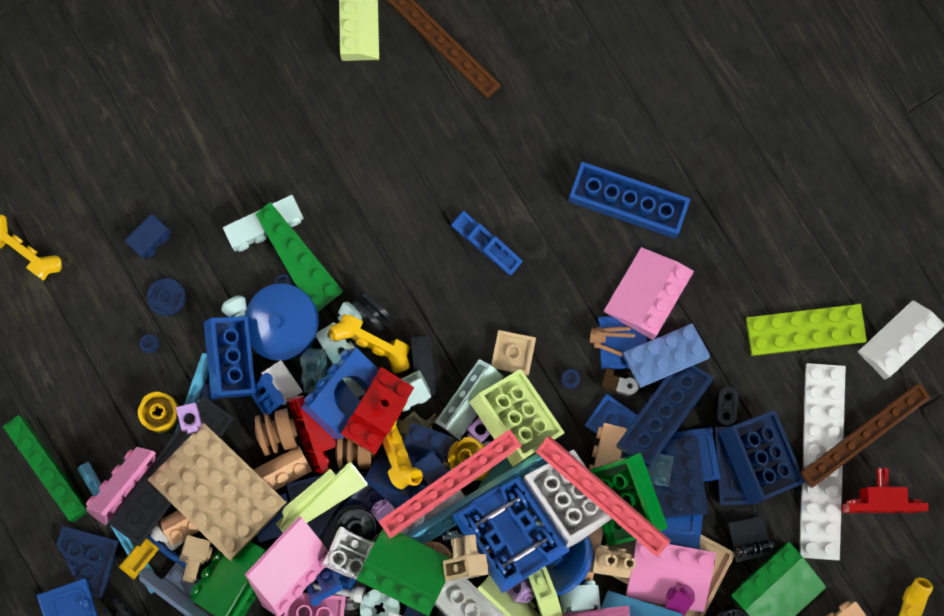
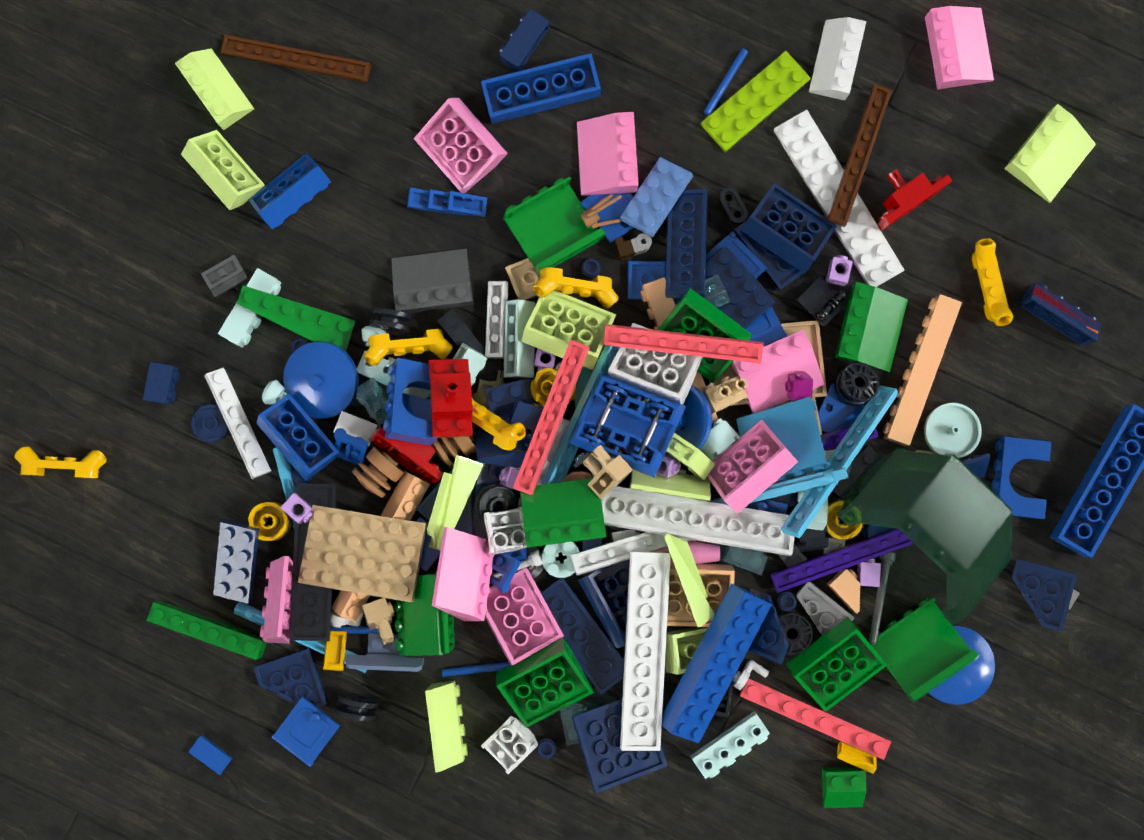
camera: 30 degrees left, 5 degrees up
(108, 427) = (236, 561): none -> plate
(149, 343) = (223, 470): dark blue plate -> none
(188, 312) = (237, 423): none -> white plate
(260, 183) = (225, 276): none -> dark grey plate
(318, 93) = (222, 169): none -> yellowish green slope
(361, 147) = (289, 191): none -> blue slope
(429, 300) = (432, 281): none -> dark grey slope
(461, 368) = (496, 319): none -> white brick
(529, 202) = (460, 145): none -> bright pink slope
(560, 321) = (551, 226): none -> green panel
(566, 400) = (553, 279): none -> yellow plate
(641, 150) = (524, 40): none -> dark blue brick
(774, 526) = (836, 278): none -> lavender brick
(791, 296) = (725, 82): none -> blue bar

